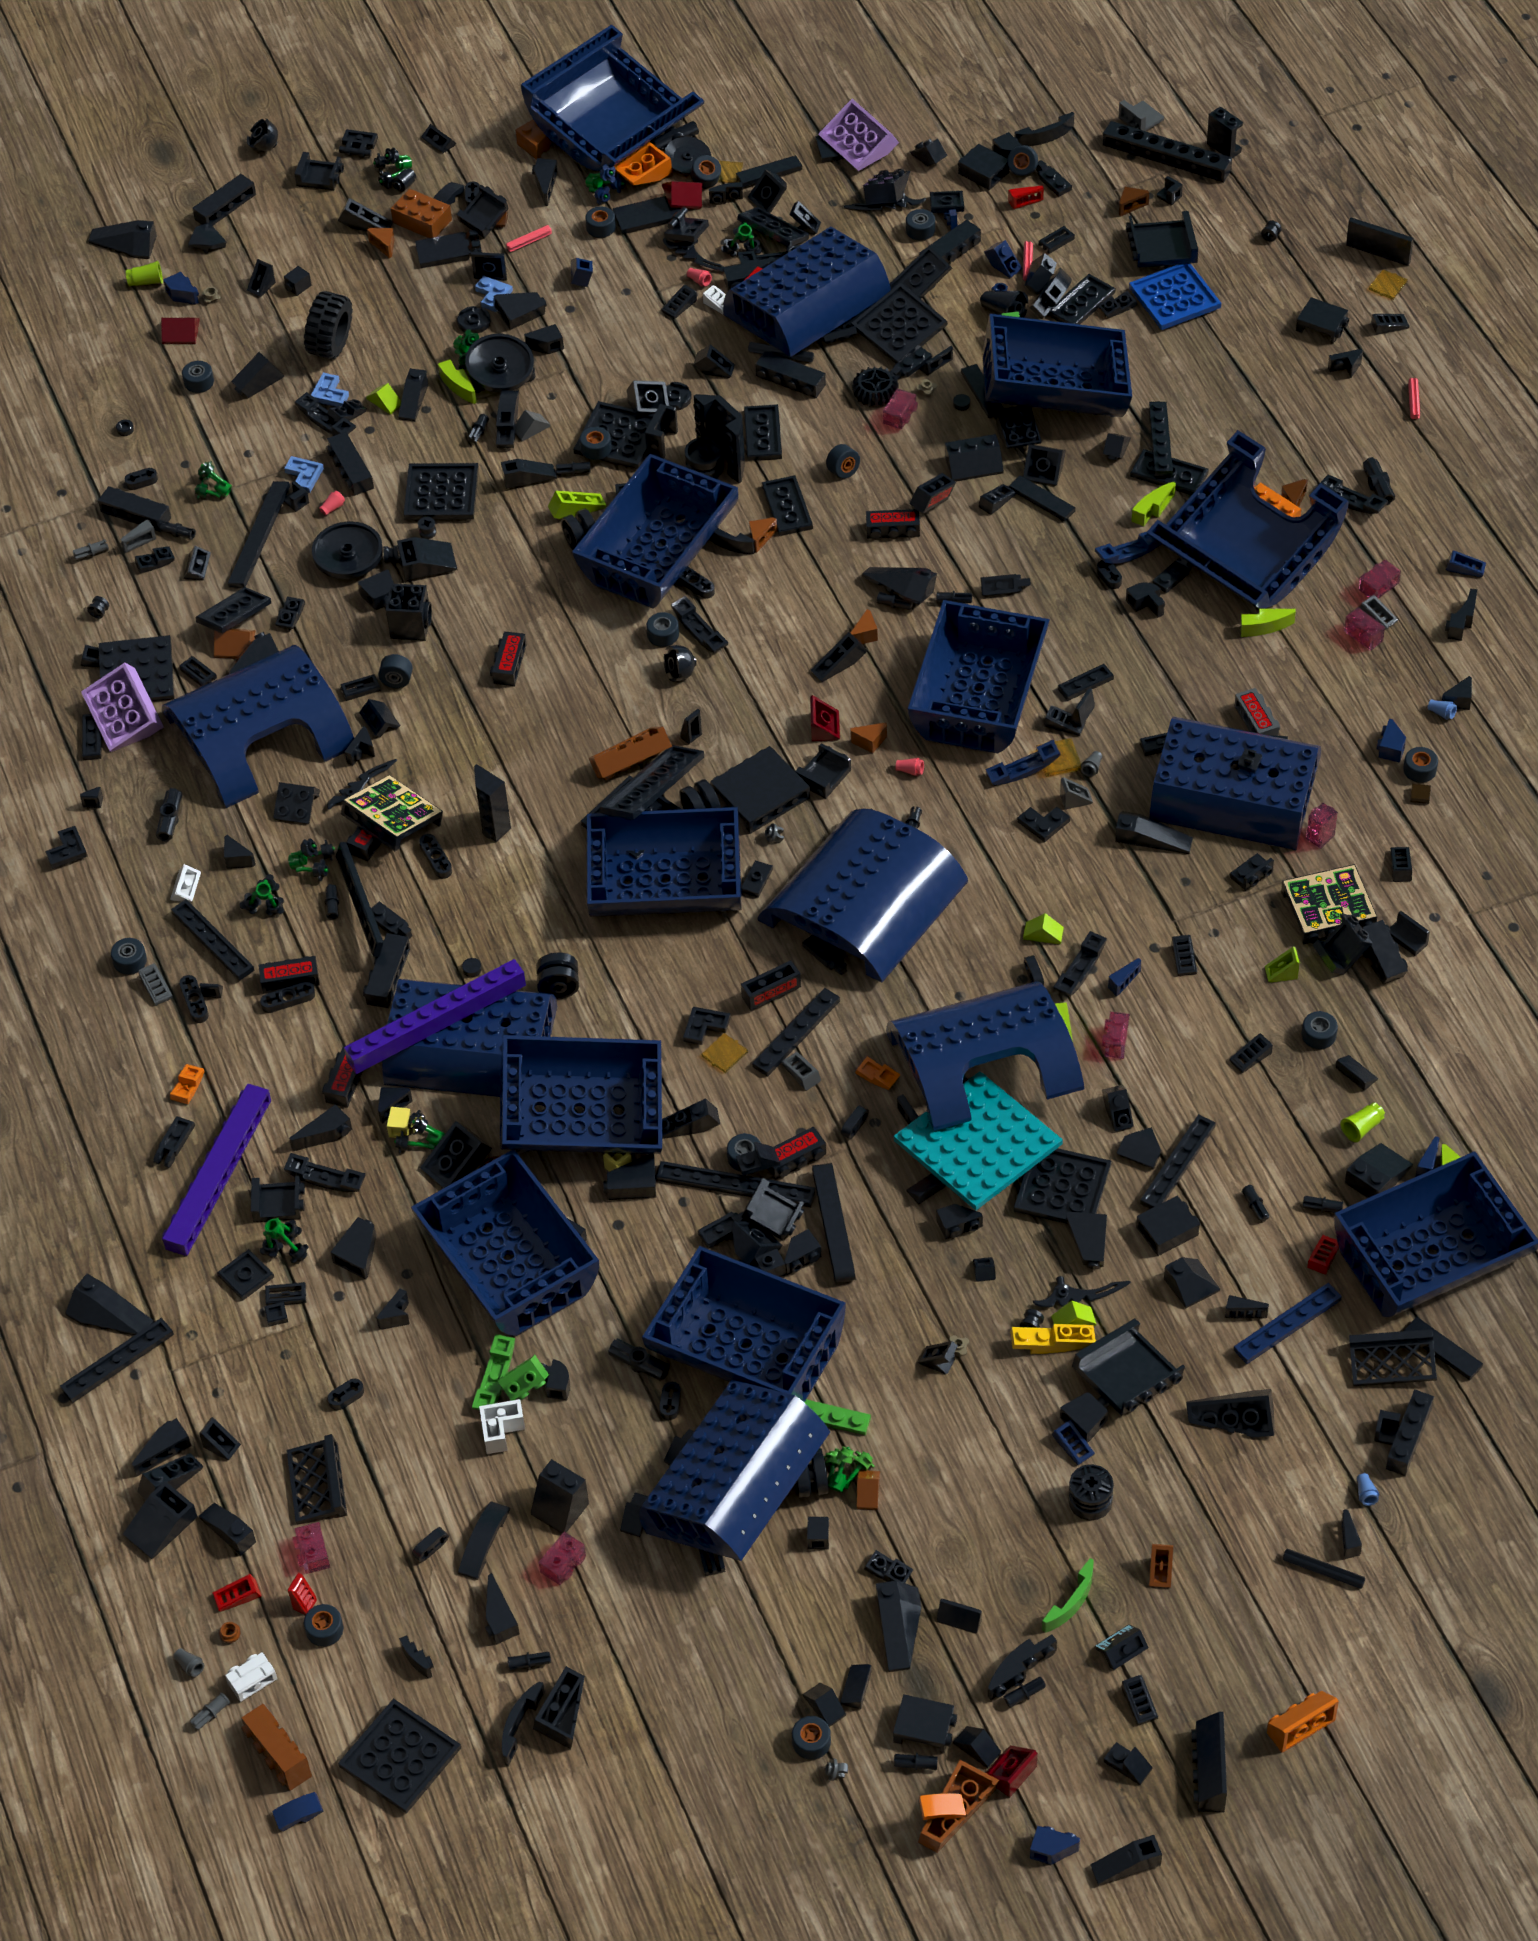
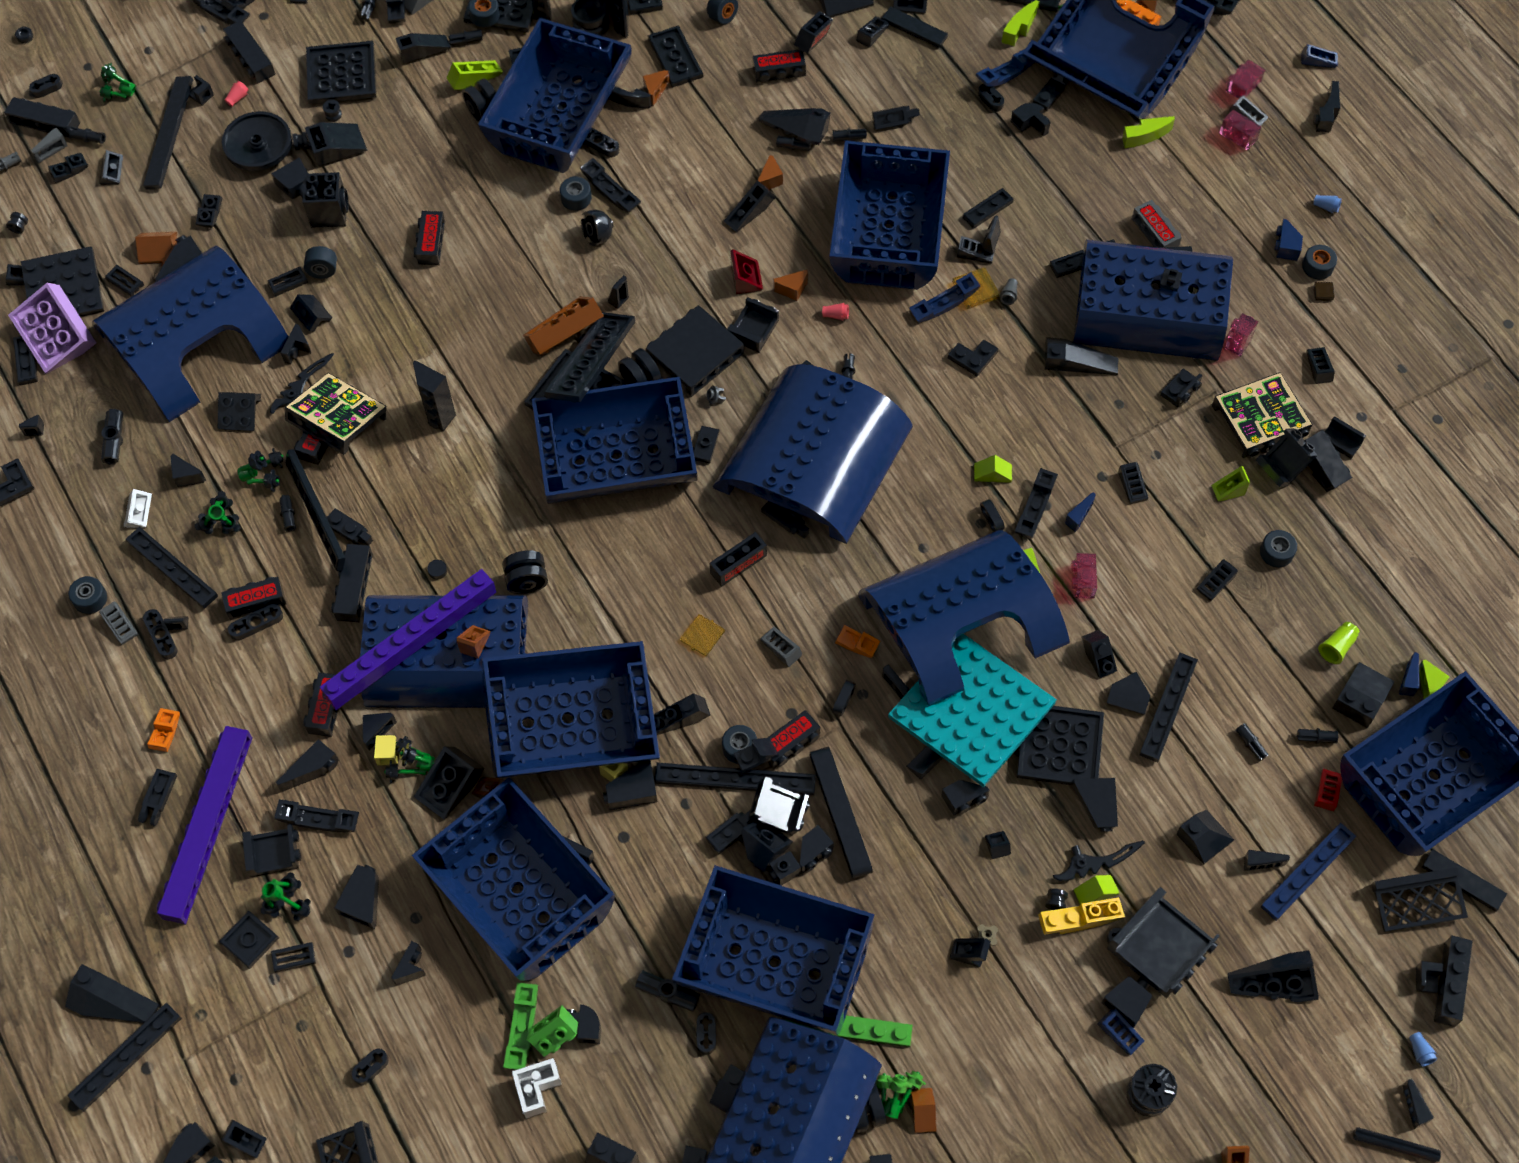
camera: 10 degrees left, 10 degrees up
(233, 610) = (151, 214): black tile -> none
(276, 1314) = (286, 981): black tile -> none
(306, 470) = (207, 63): medium blue plate -> none
(436, 849) = (385, 445): black beam -> none
(496, 1025) = (473, 641): none -> dark orange slope
(703, 1020) = (676, 602): black plate -> none
(796, 1032) = (769, 605): black plate -> none
(1074, 794) = (998, 325): dark grey slope -> none
(1168, 1225) = (1172, 777): black brick -> none
(1355, 1072) = (1320, 589): black slope -> none
(1460, 694) = (1343, 187): black slope -> none

